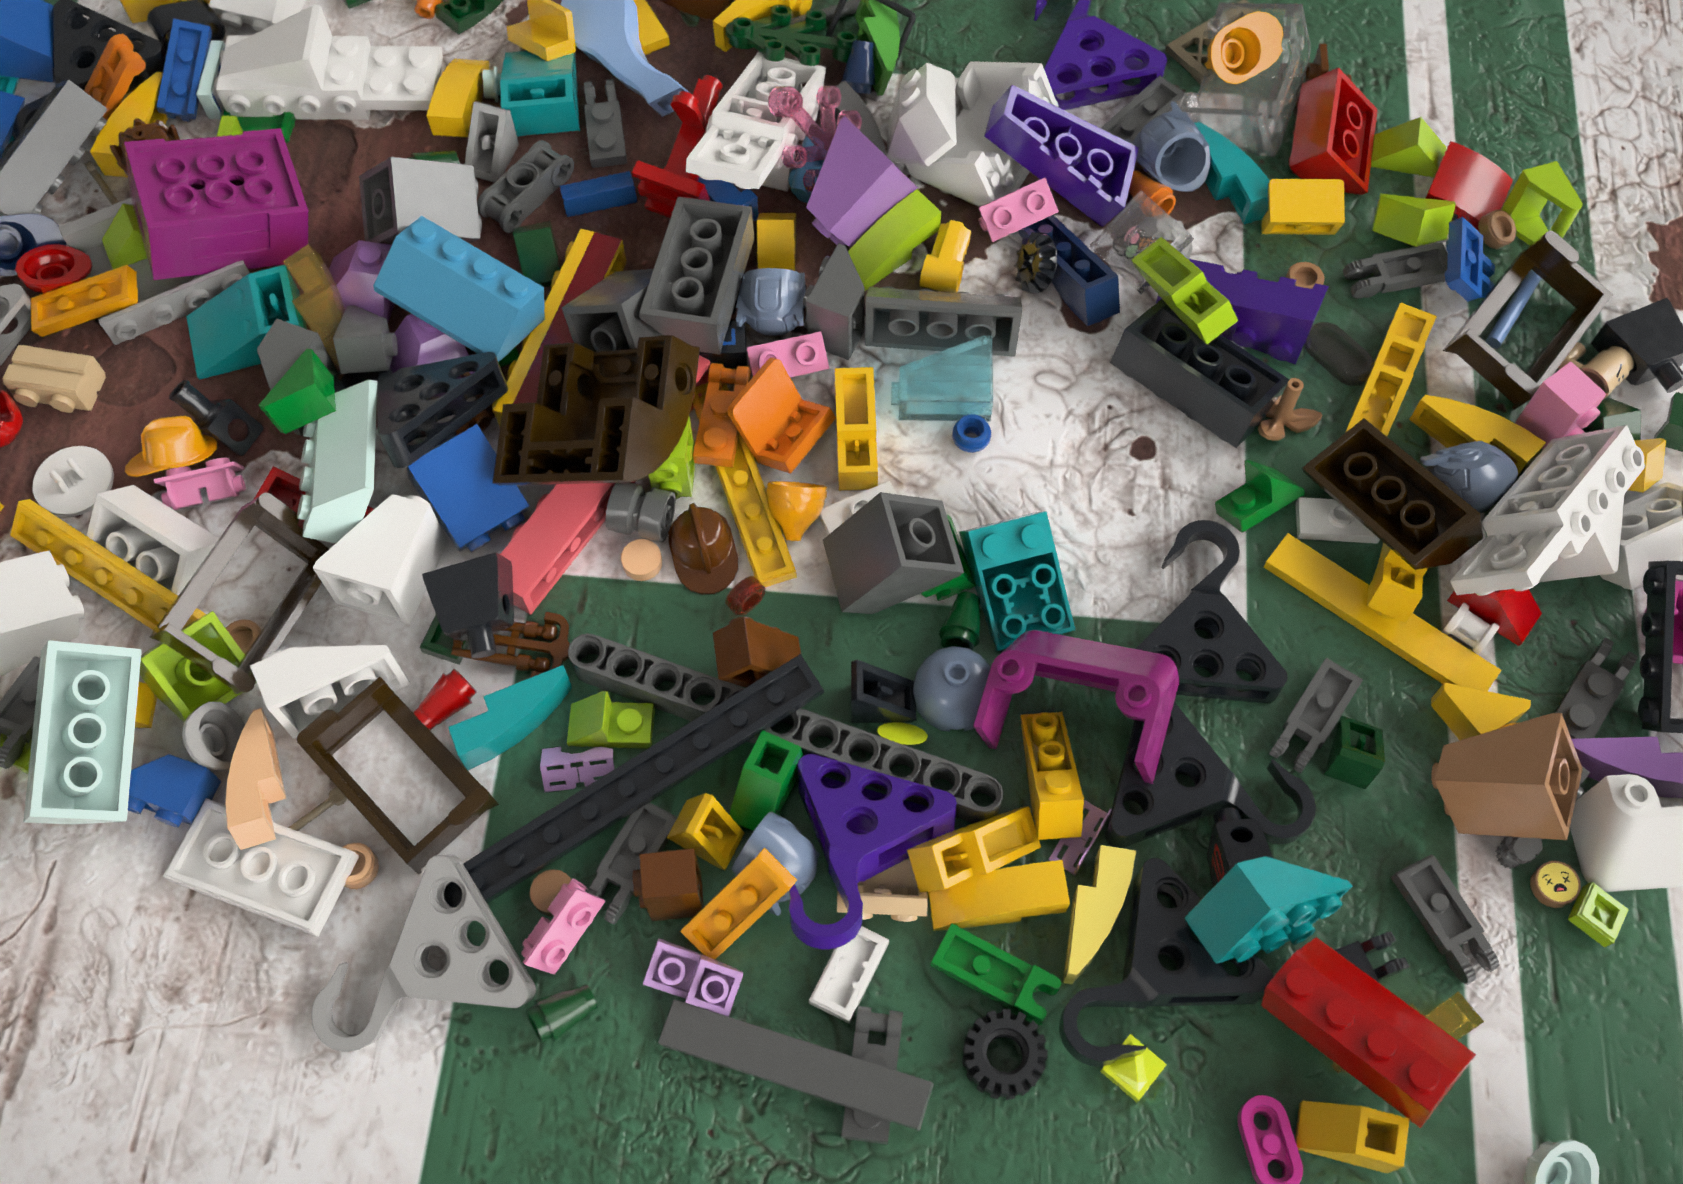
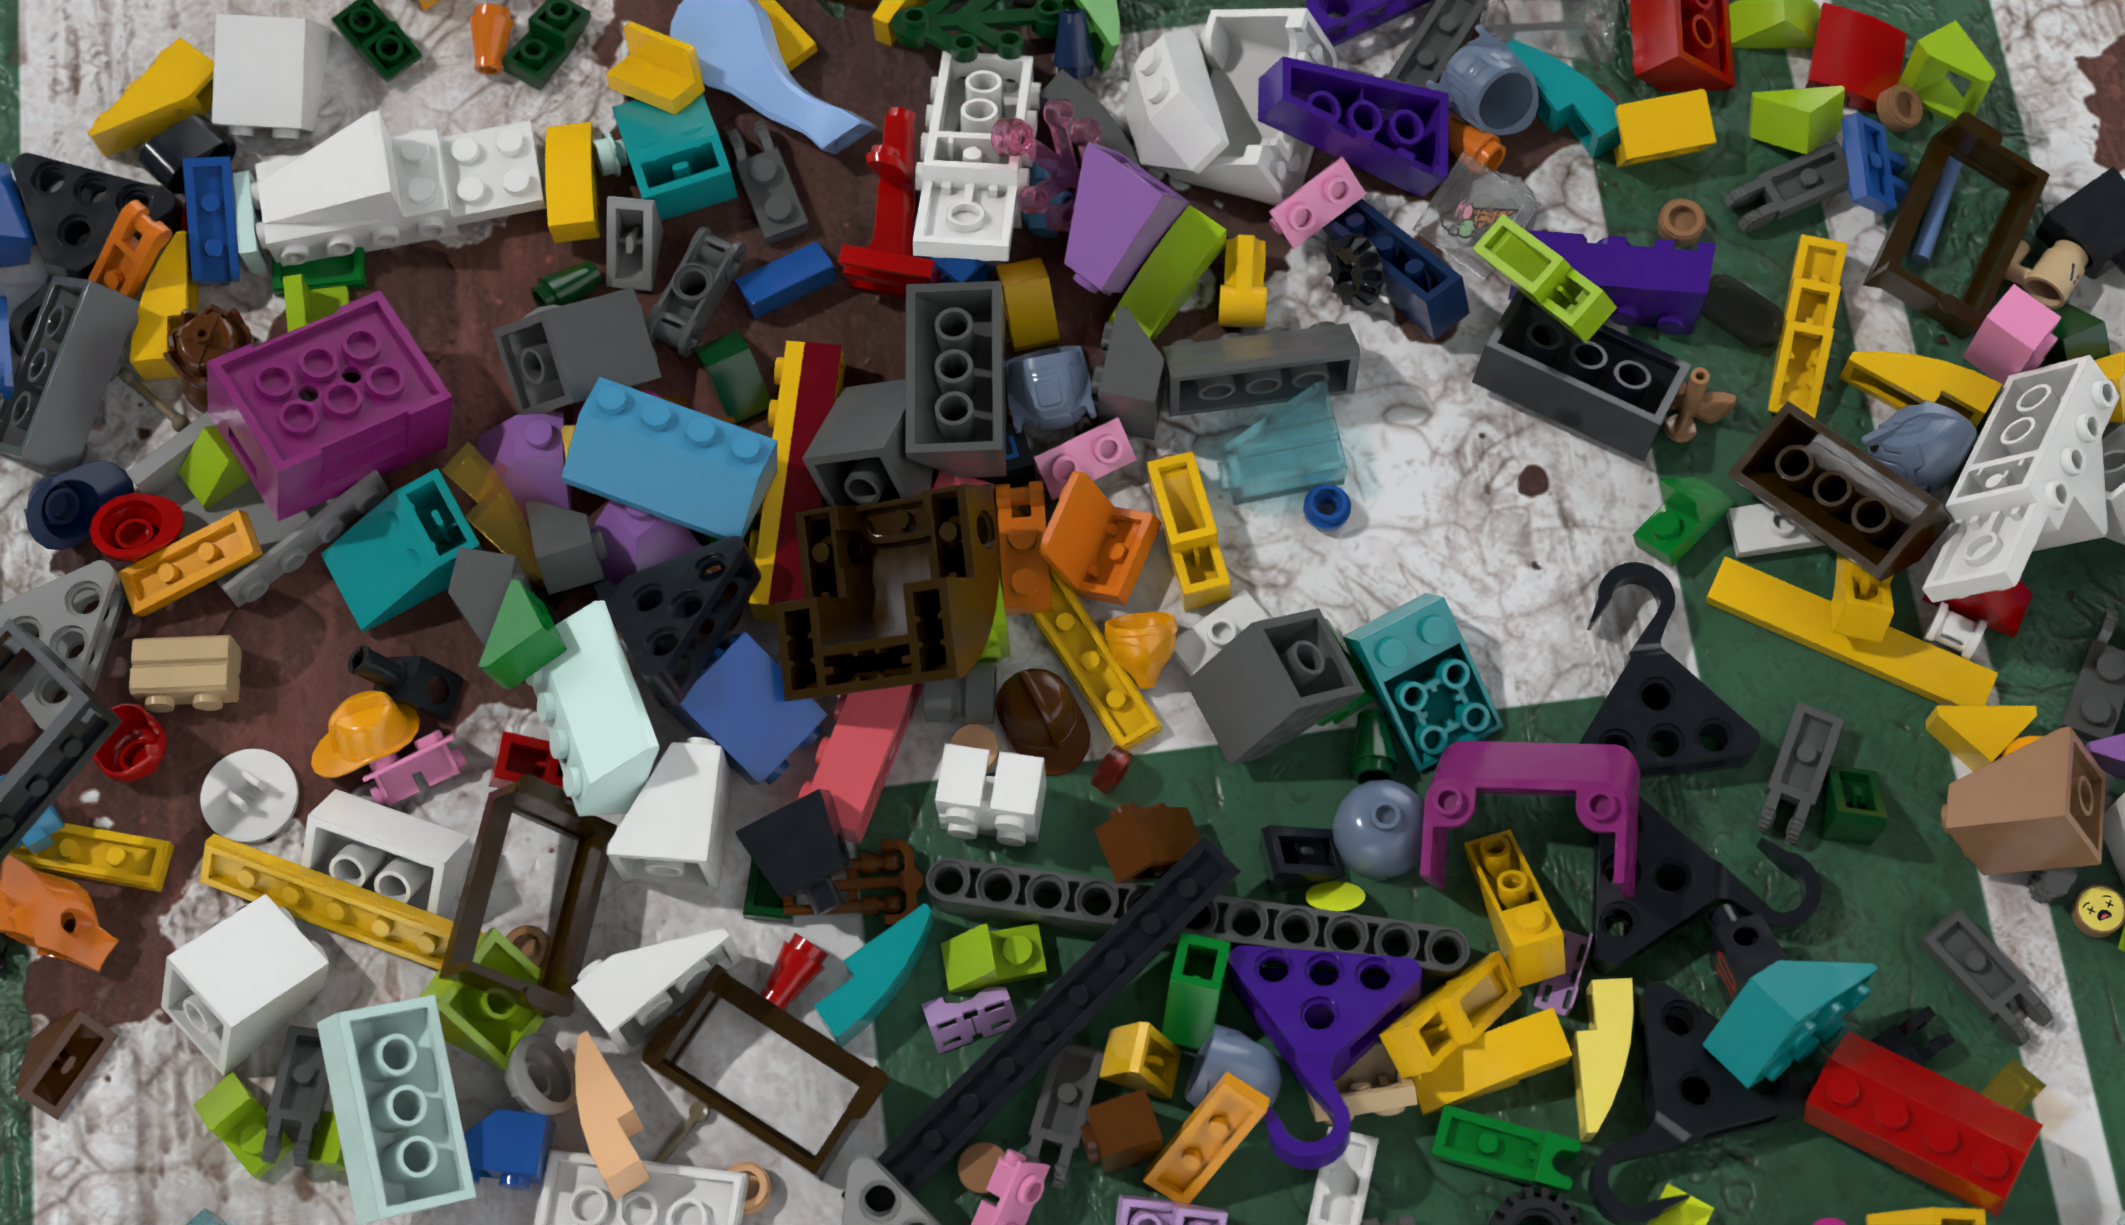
camera: 10 degrees left, 5 degrees up
(650, 604) = (989, 805): none -> white piece

